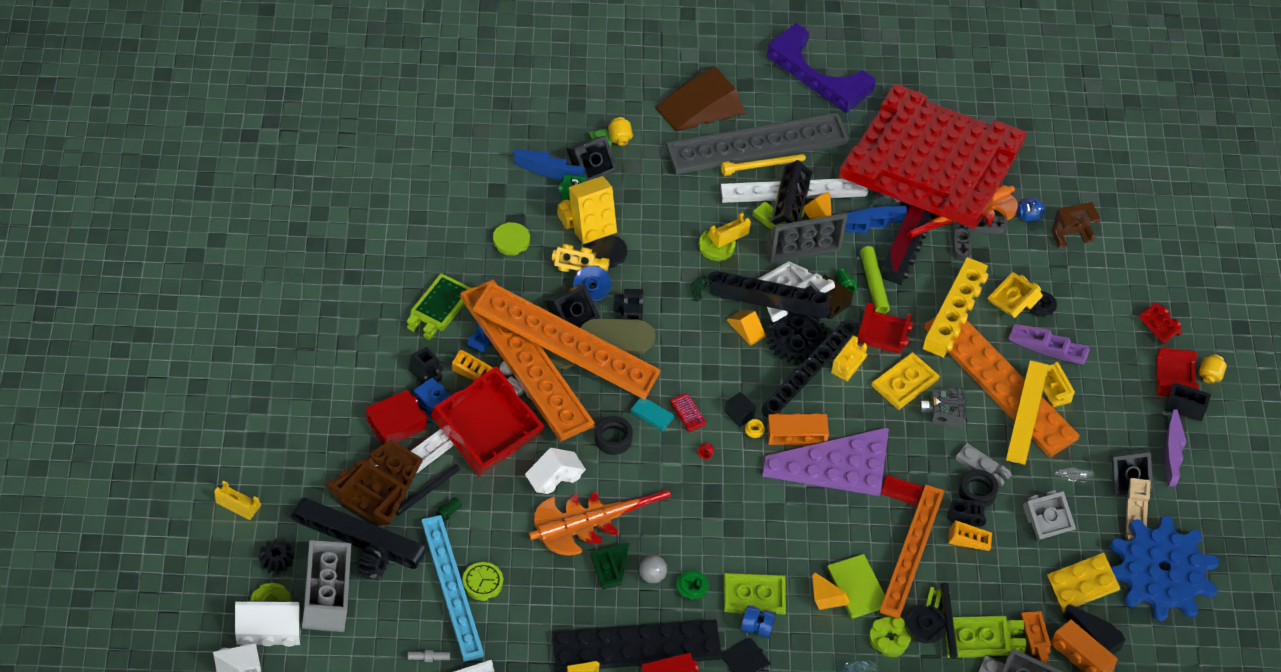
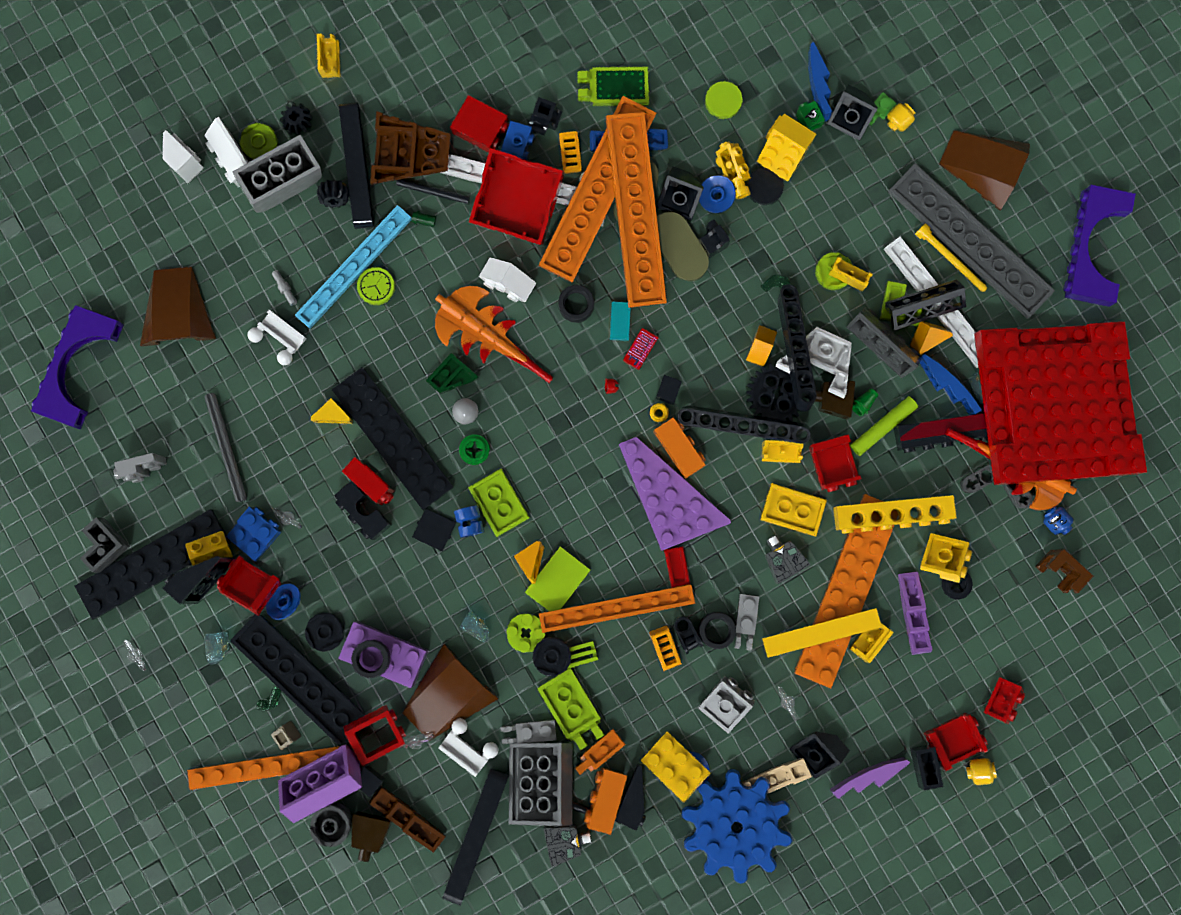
camera: 65 degrees right, 30 degrees up
(949, 620) = (568, 673): black bar -> none

